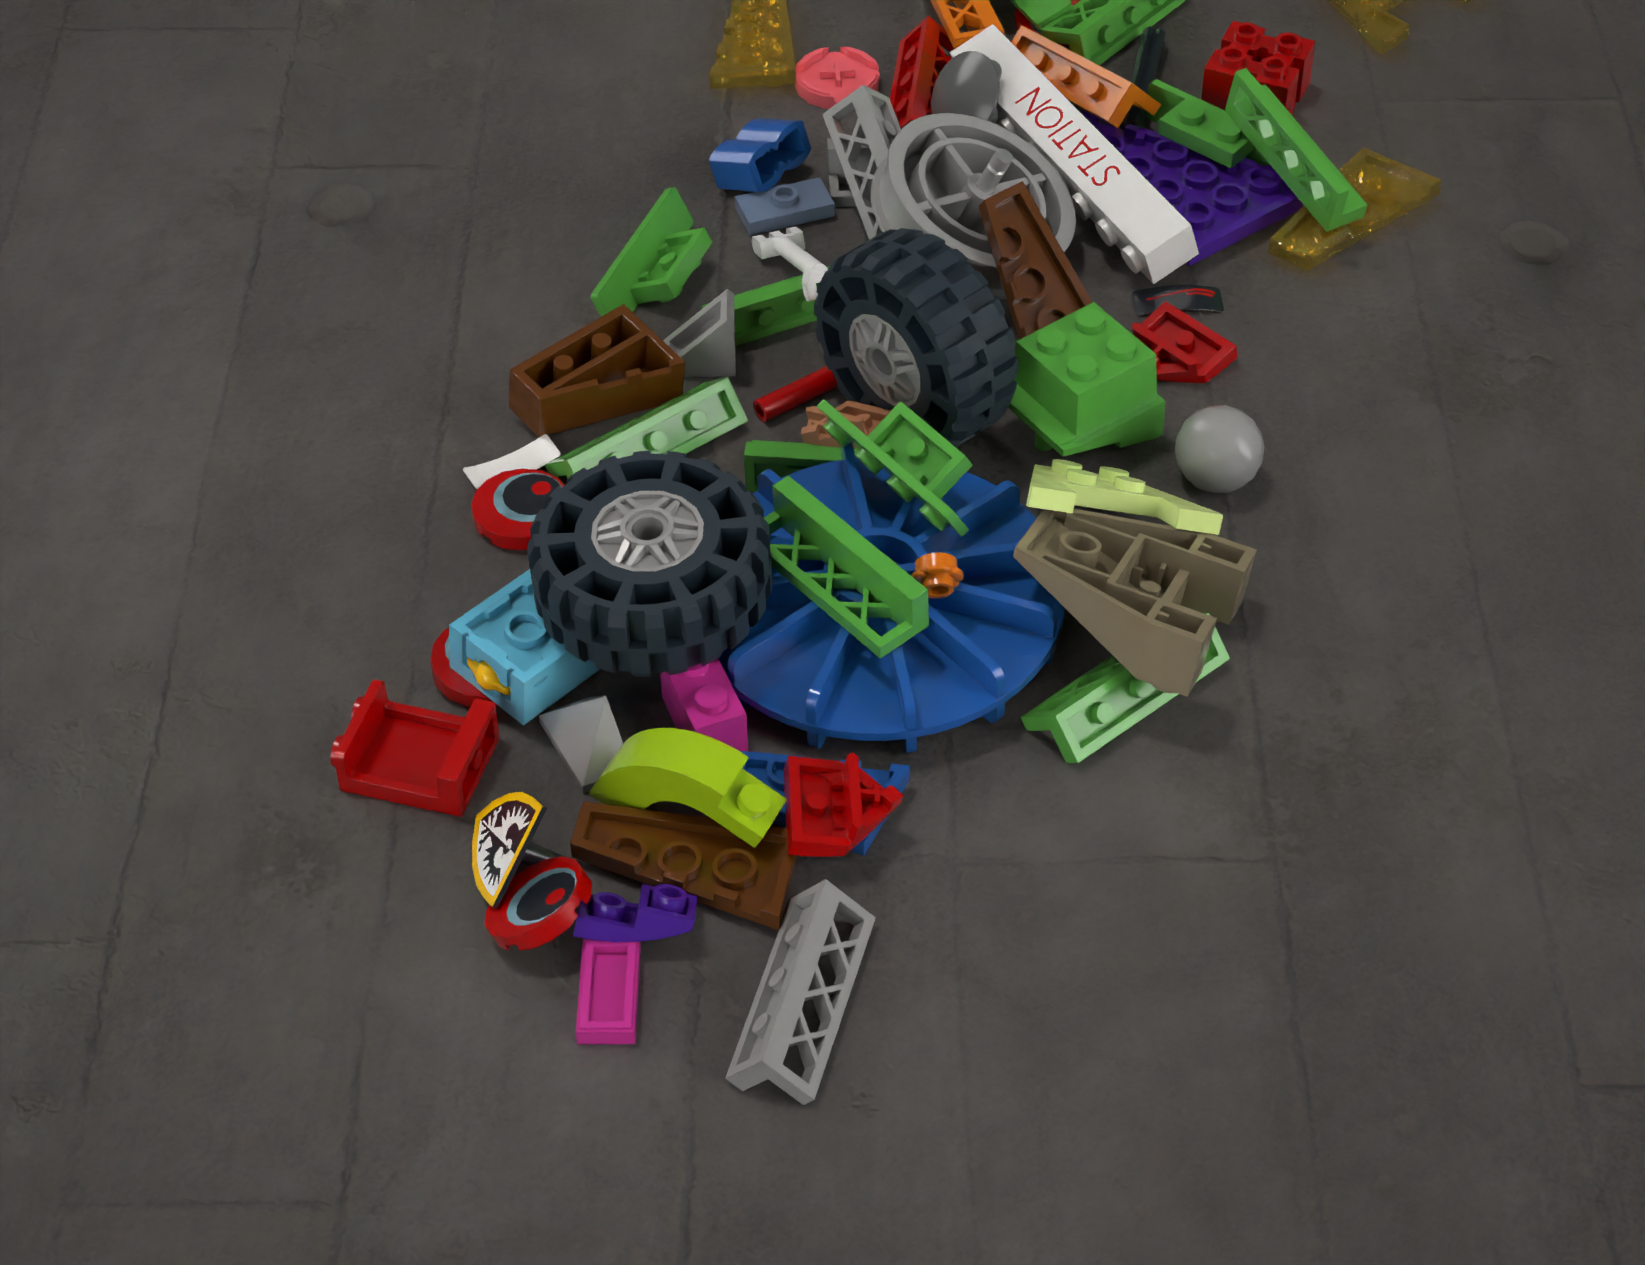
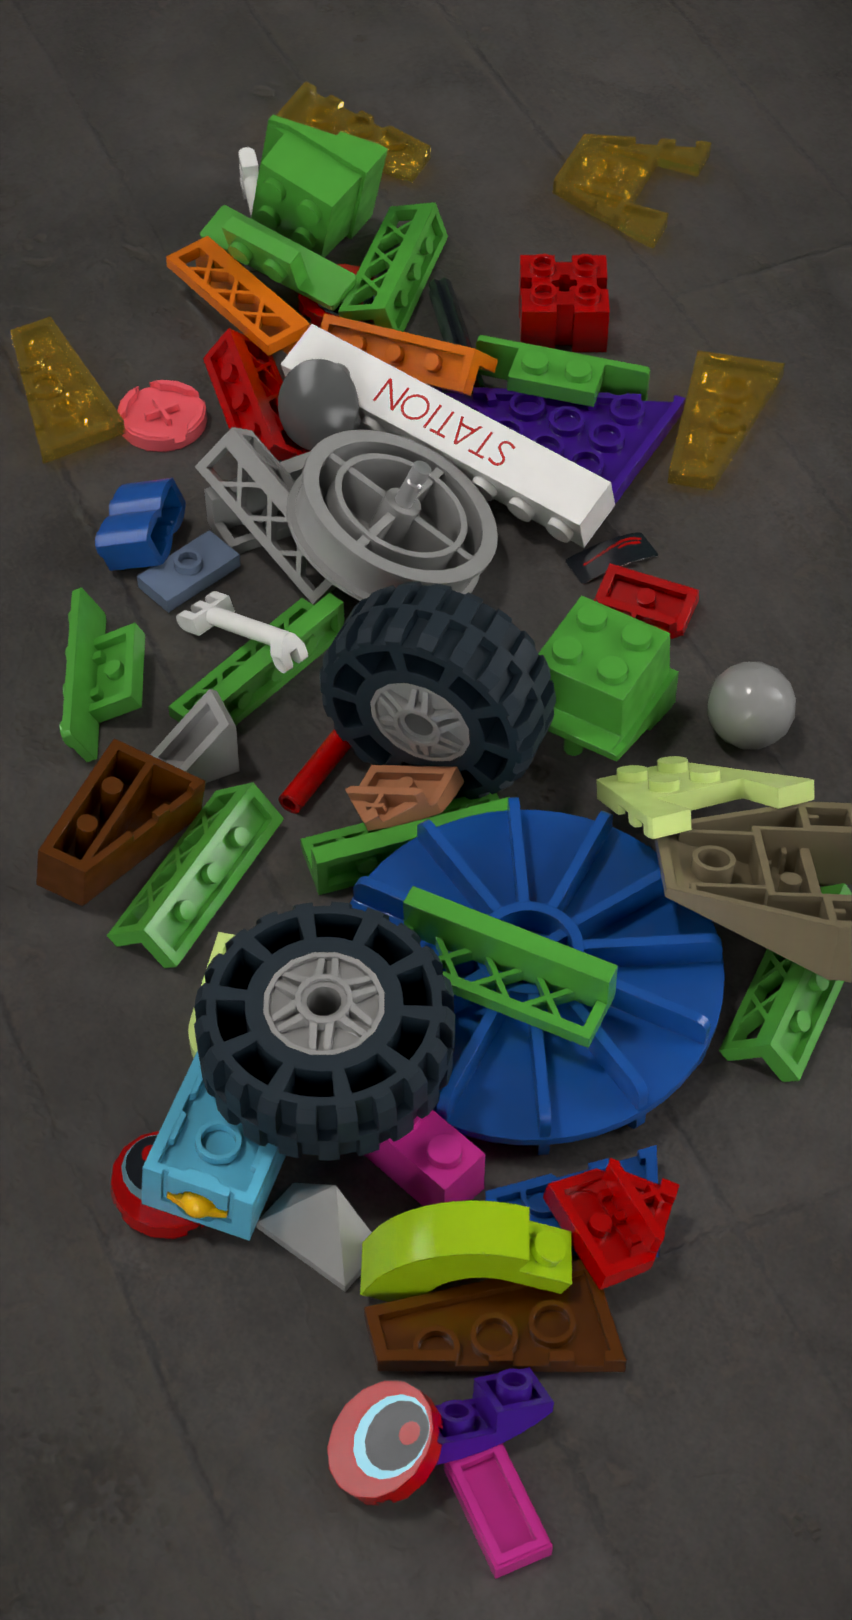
camera: 25 degrees left, 5 degrees up
(414, 752) = (155, 1315): red panel -> none
(504, 840) = (314, 1385): shield -> none
(508, 505) = (110, 994): tile -> none
(528, 457) = (71, 945): white sticker -> none
(785, 986) = (675, 1436): light grey fence -> none
(913, 455) = (508, 818): bright green bracket -> none
(938, 574) = (602, 939): orange plate -> none
(1030, 261) = (492, 569): reddish brown wing -> none
(1293, 153) = (653, 378): bright green fence -> none

